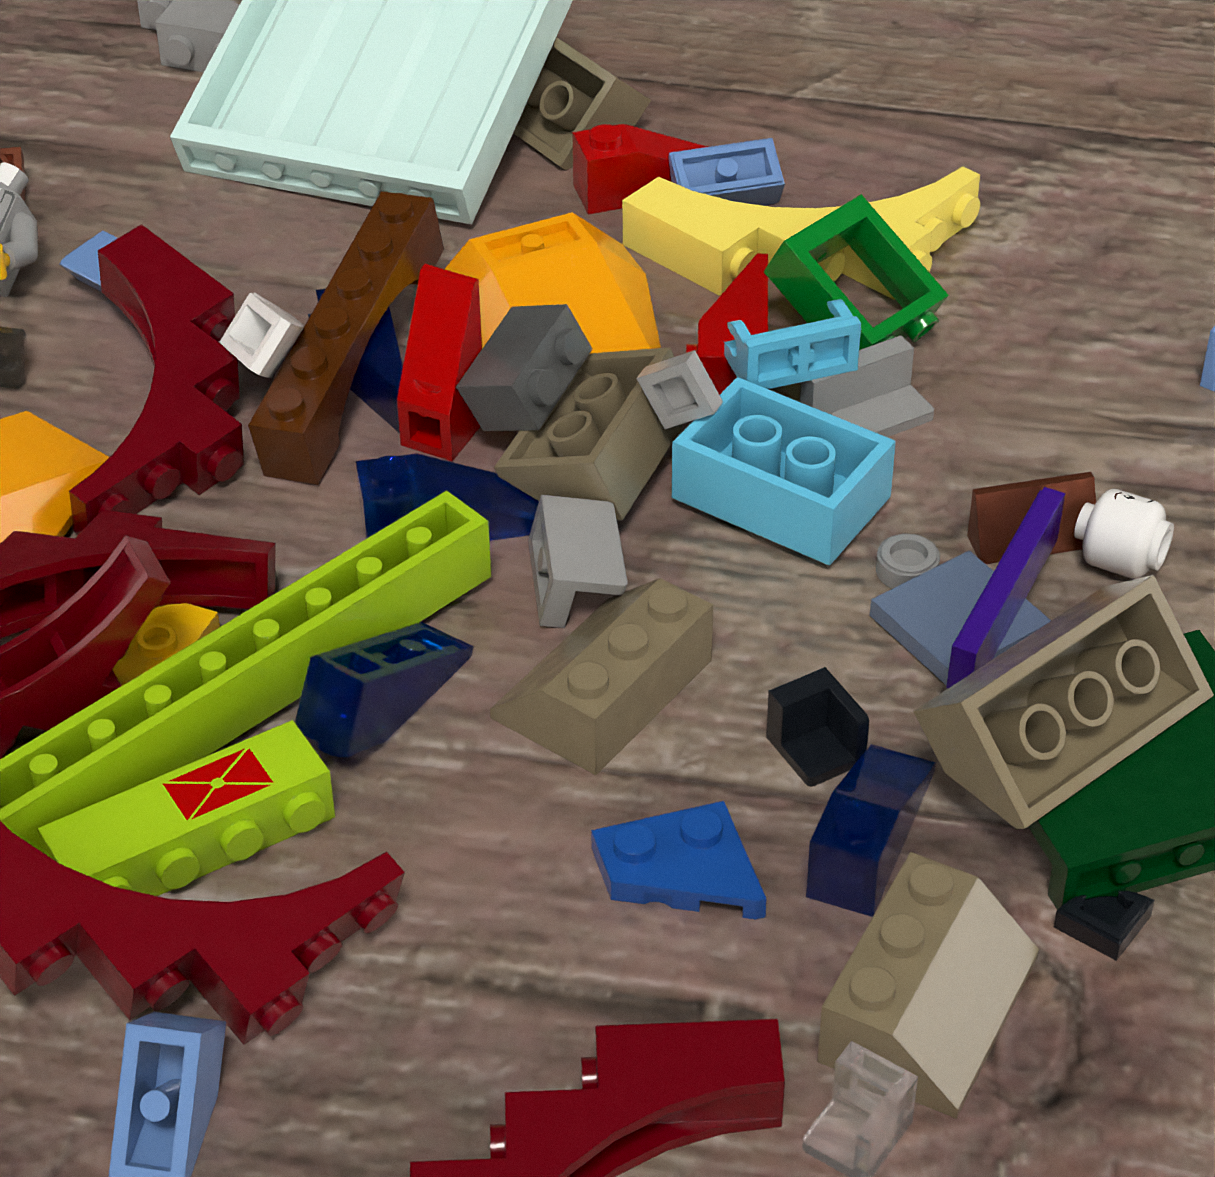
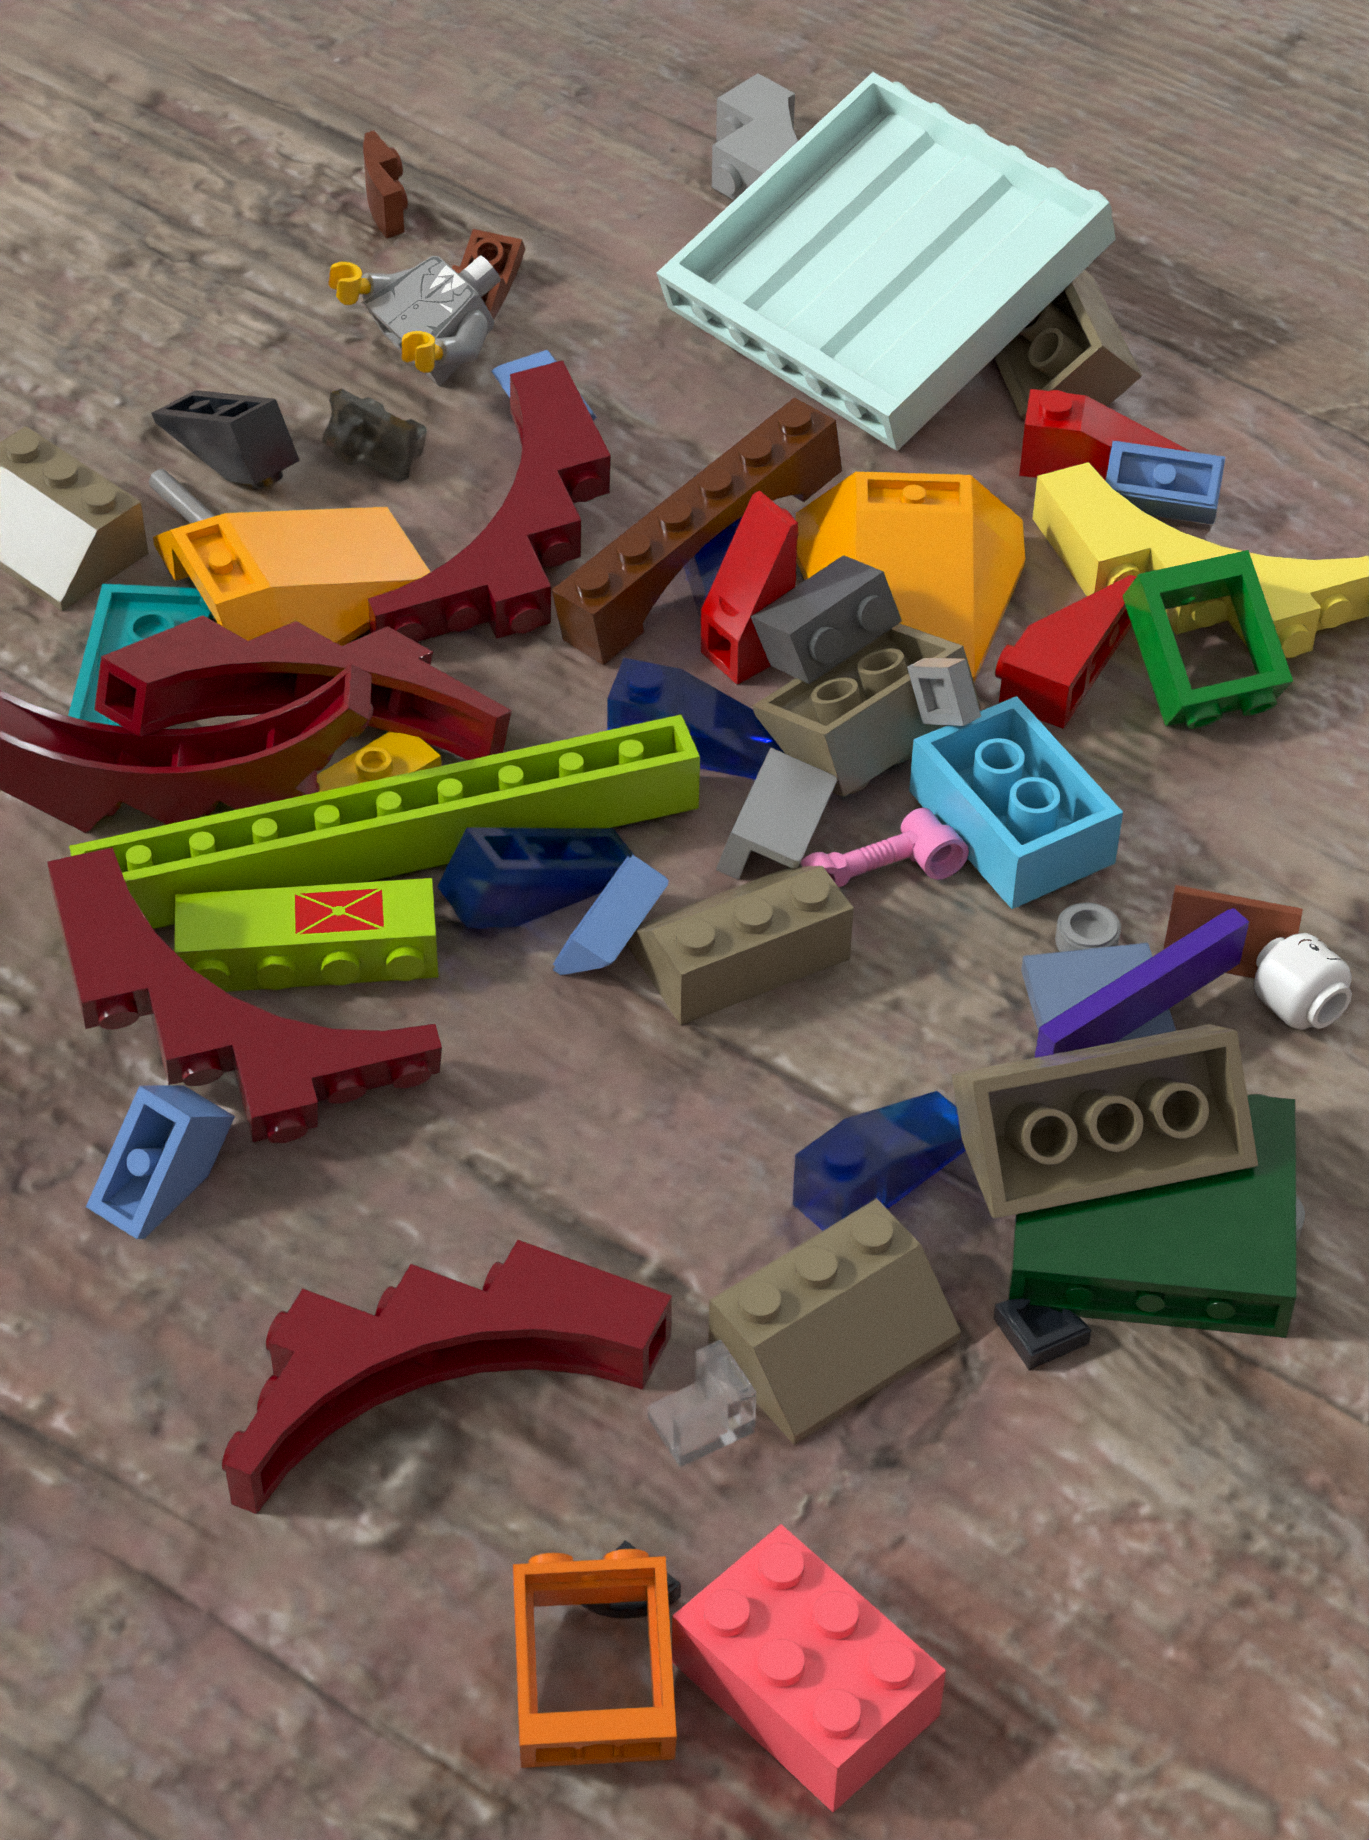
camera: 25 degrees right, 5 degrees up
(261, 335) = (613, 505): white slope -> none
(479, 700) = (612, 918): none -> medium blue slope
(679, 861) = (698, 1129): blue wing -> none
(711, 532) = (923, 840): none -> bright pink brick
(796, 351) = (1090, 690): medium azure hinge -> none
(816, 726) = (889, 1054): black panel -> none
(876, 394) = (1154, 754): light grey panel -> none

